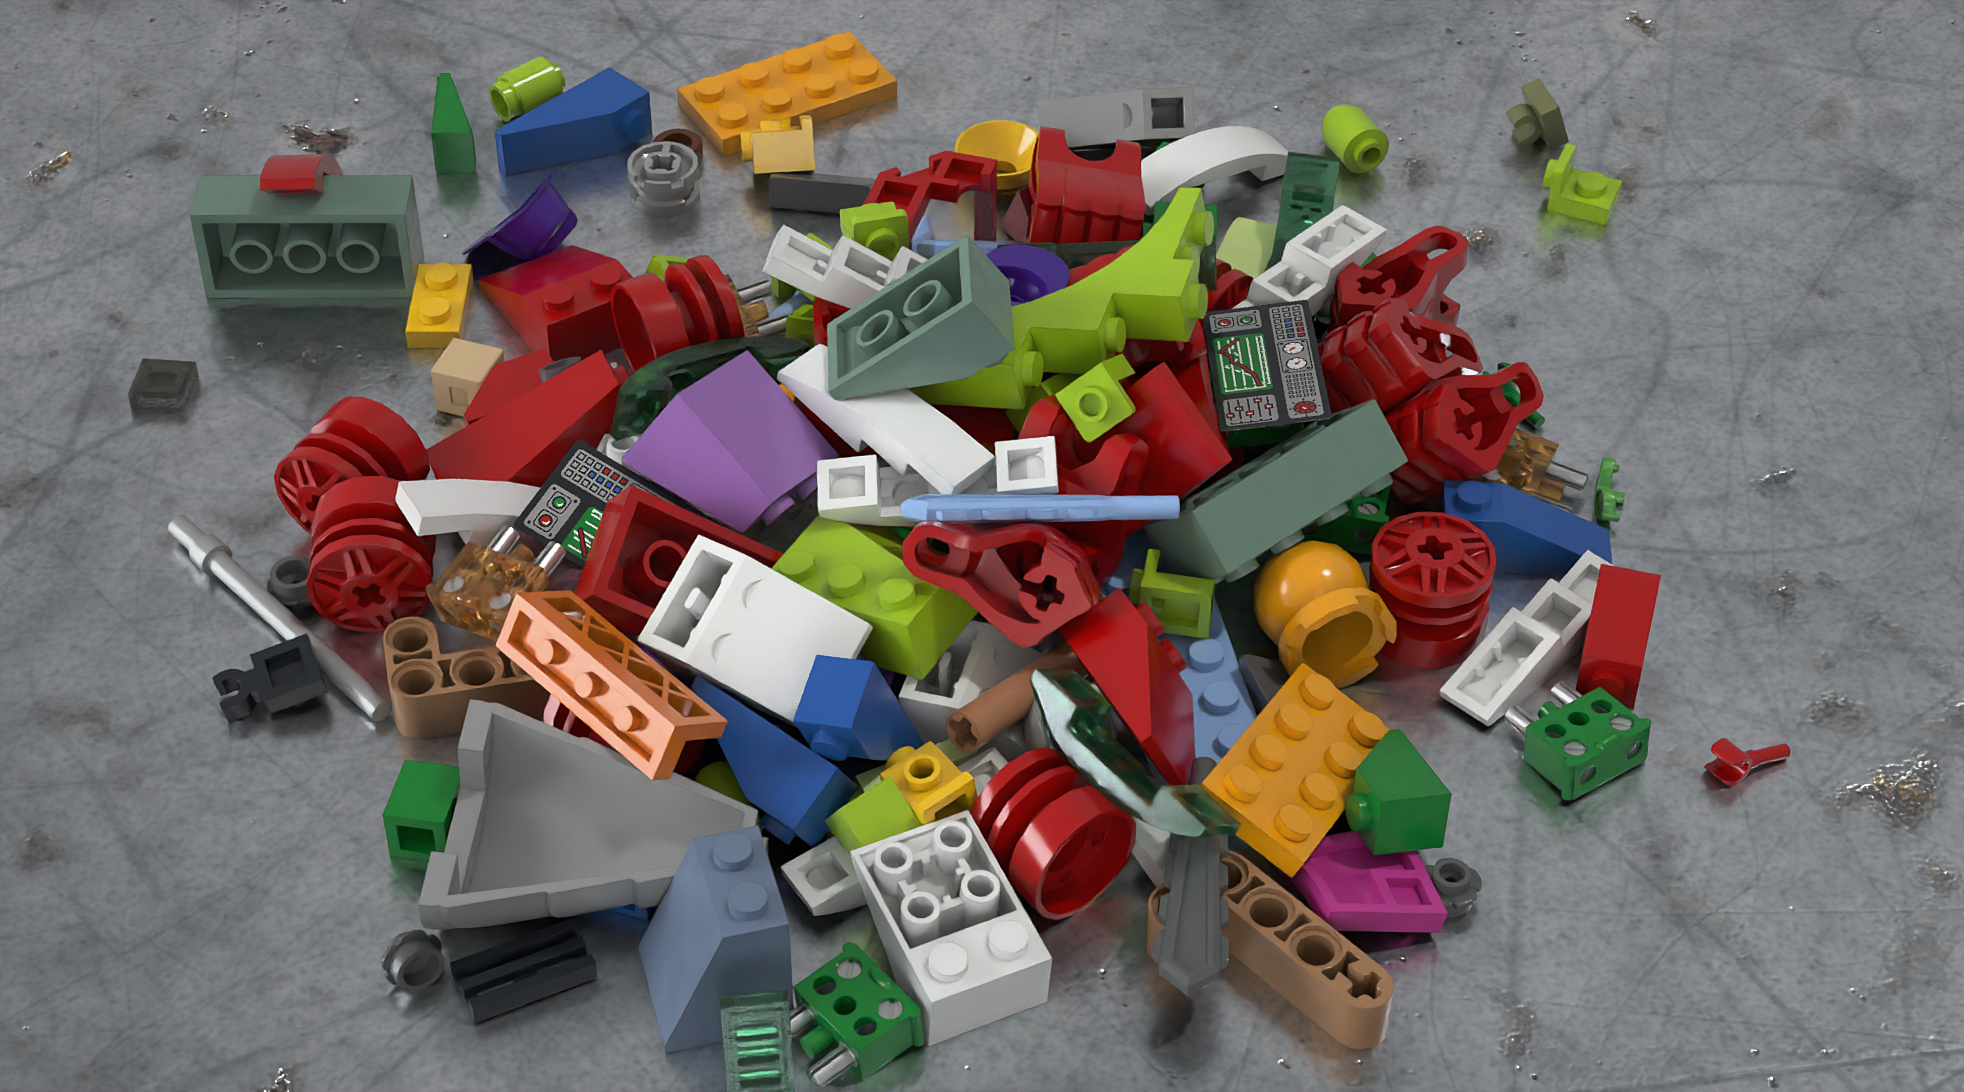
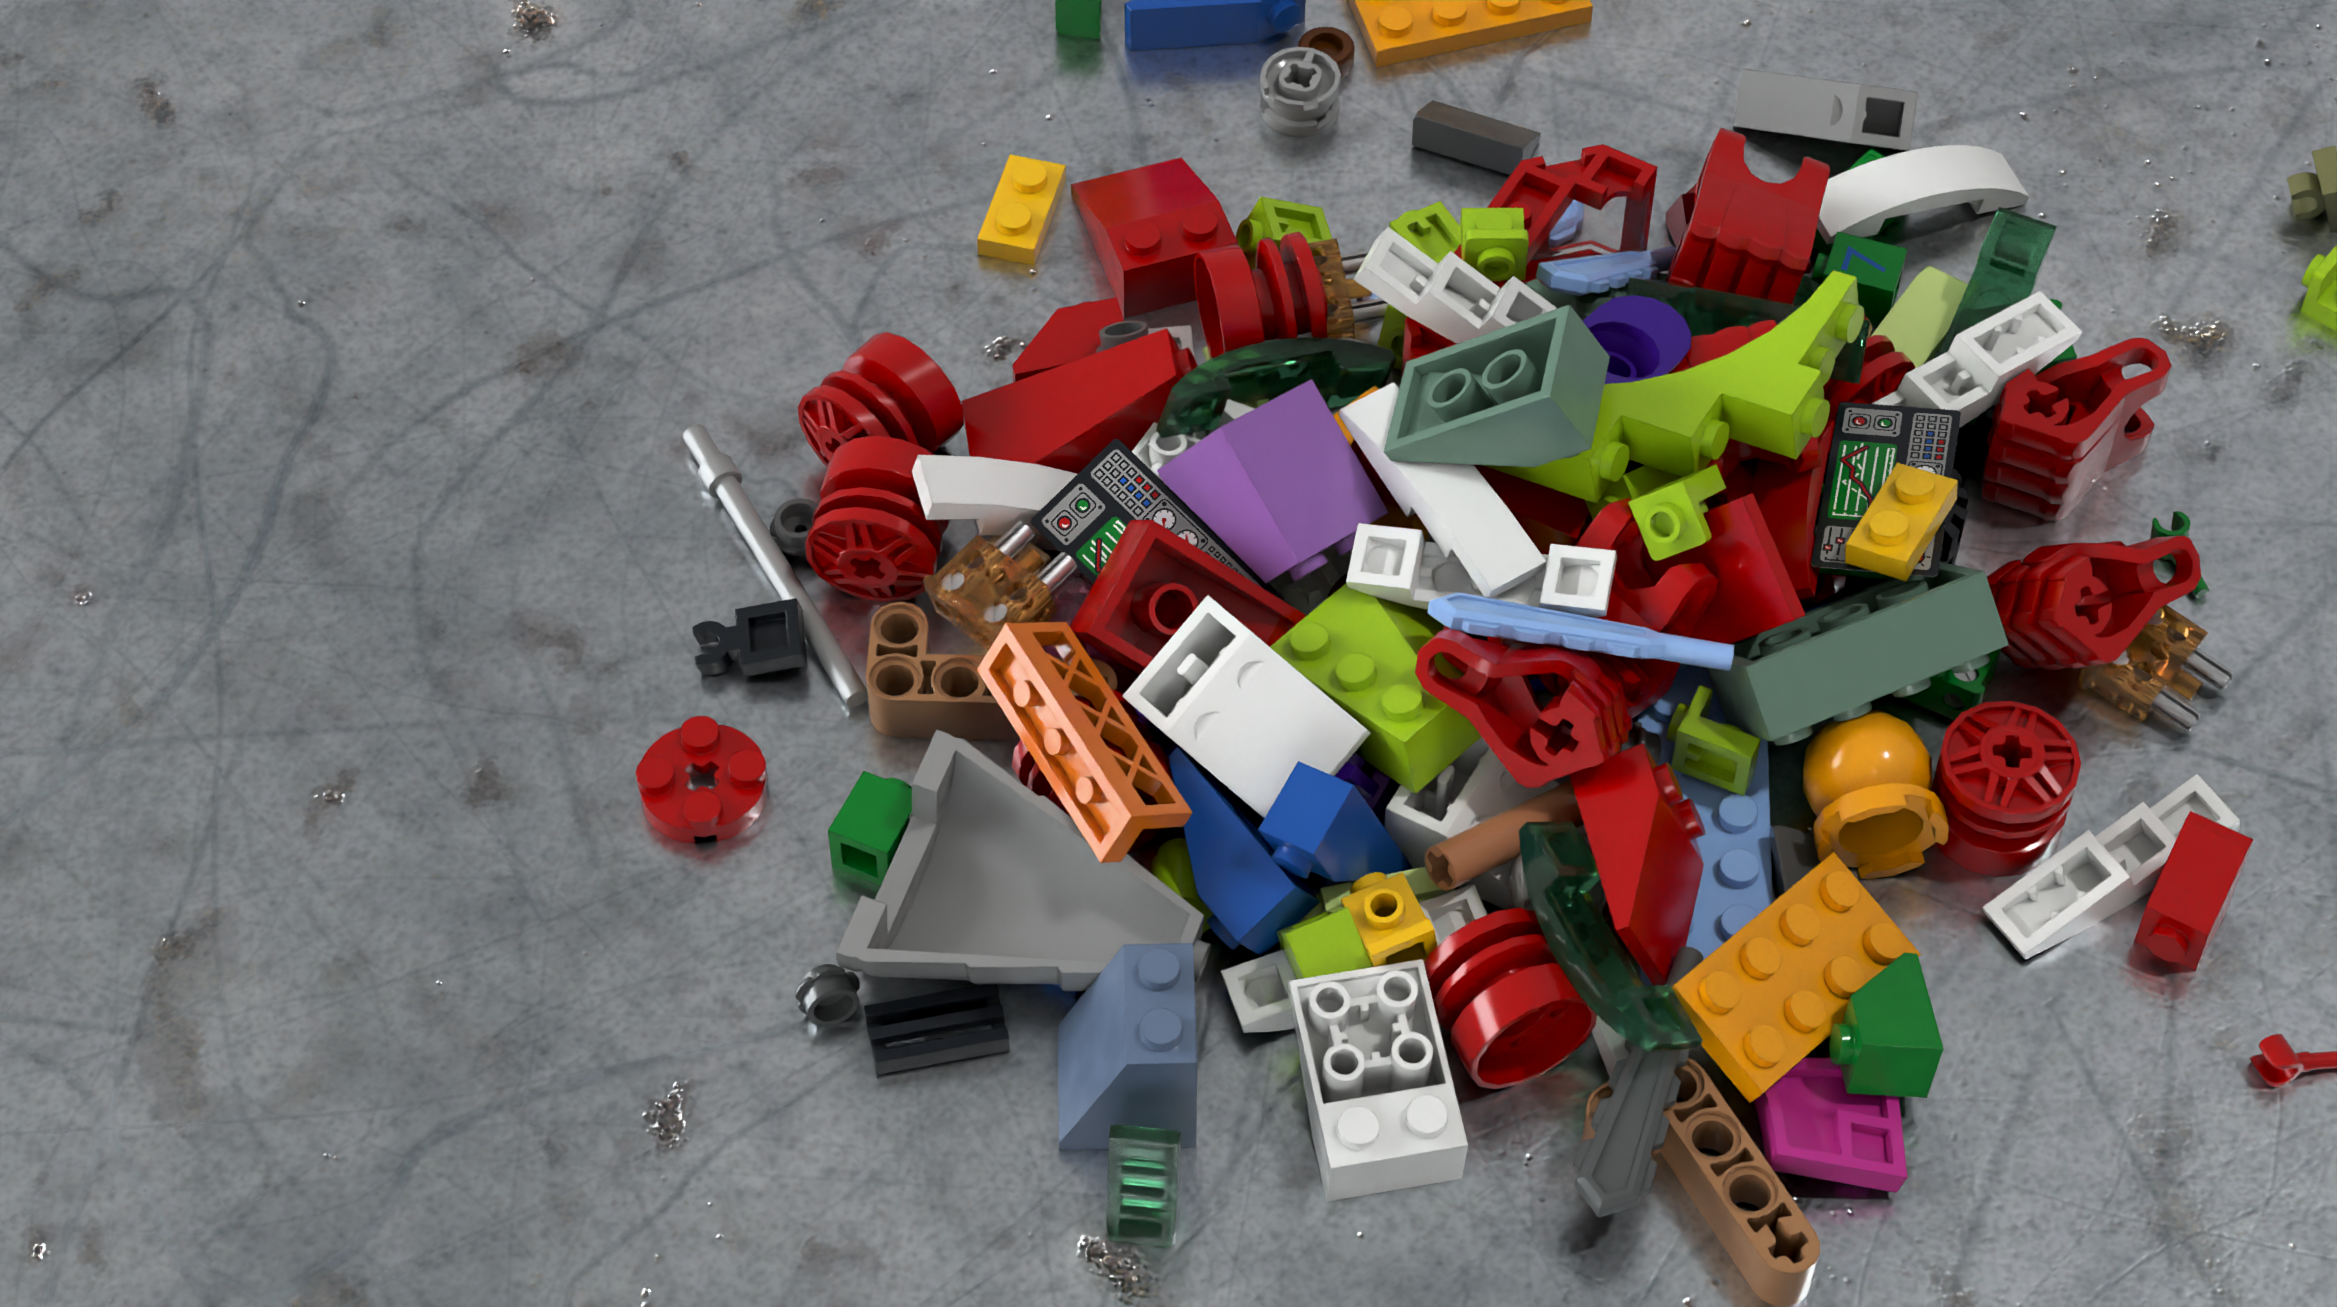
camera: 15 degrees right, 10 degrees up
(163, 385) = (712, 255): clear smoke tile -> none
(243, 779) = (697, 750): none -> red plate
(297, 173) = (898, 39): red slope -> none
(332, 244) = (895, 105): sand green brick -> none
(461, 374) = (1025, 307): tan piece -> none
(534, 227) = (1141, 130): dark purple piece -> none
(779, 146) = (1436, 75): yellow brick -> none
(855, 1014) = (1258, 1155): green piece -> none
(1008, 143) = (1678, 117): yellow piece -> none
(1288, 381) = (1901, 521): none -> yellow plate
(1354, 138) = (2098, 179): lime brick -> none
(1391, 356) = (2034, 504): red piece -> none
(1455, 885) = (1930, 1157): dark grey plate -> none
(1524, 529) = (2134, 732): blue slope -> none
(1581, 741) = (2120, 1002): green piece -> none
(1604, 498) = (2245, 701): bright green piece -> none

